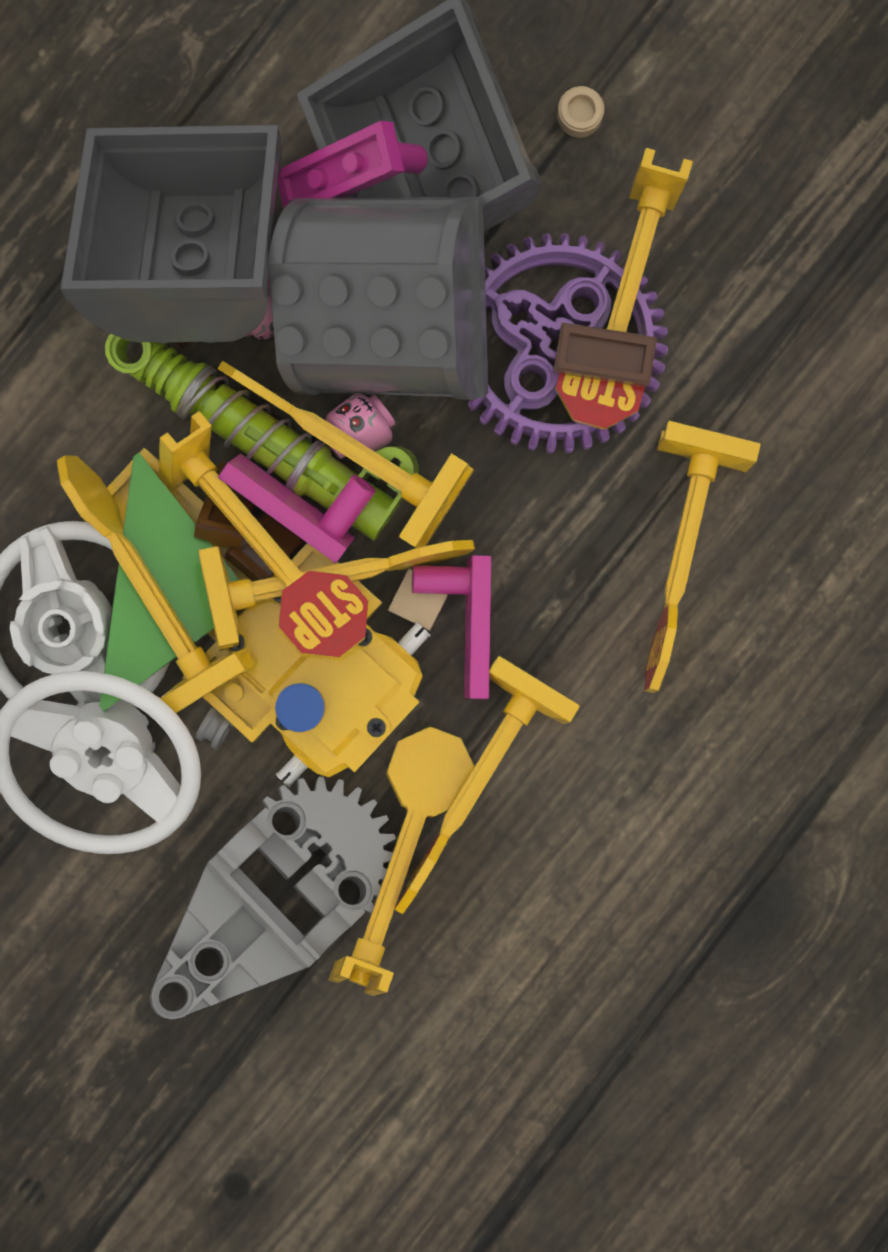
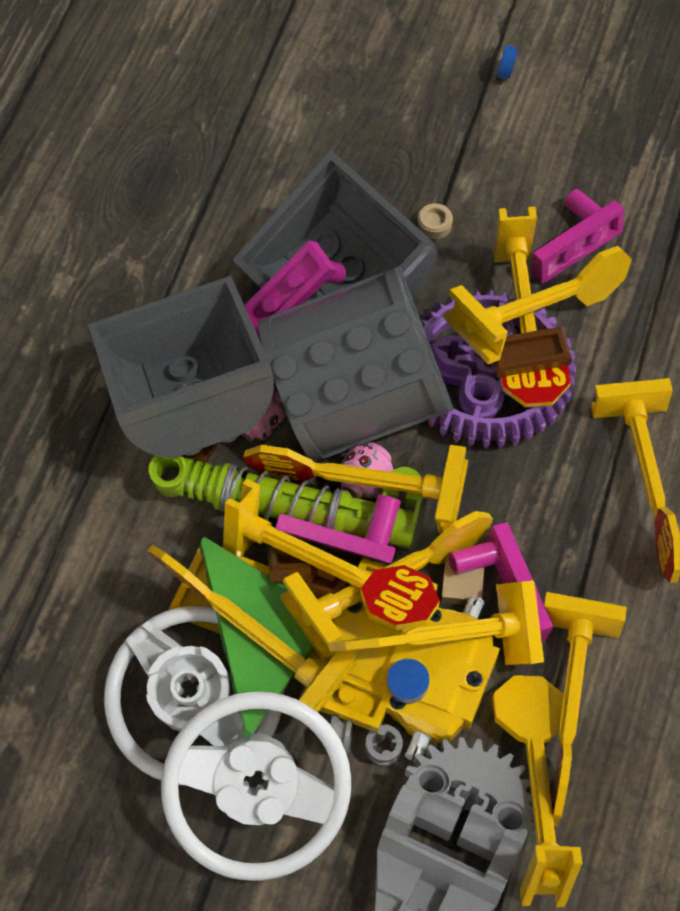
camera: 20 degrees left, 25 degrees down
(259, 767) = (386, 758): none -> light grey bush
(449, 681) = (515, 624): none -> yellow piece
(554, 303) = (483, 326): none -> yellow piece
(776, 199) = (595, 230): none -> dark pink piece

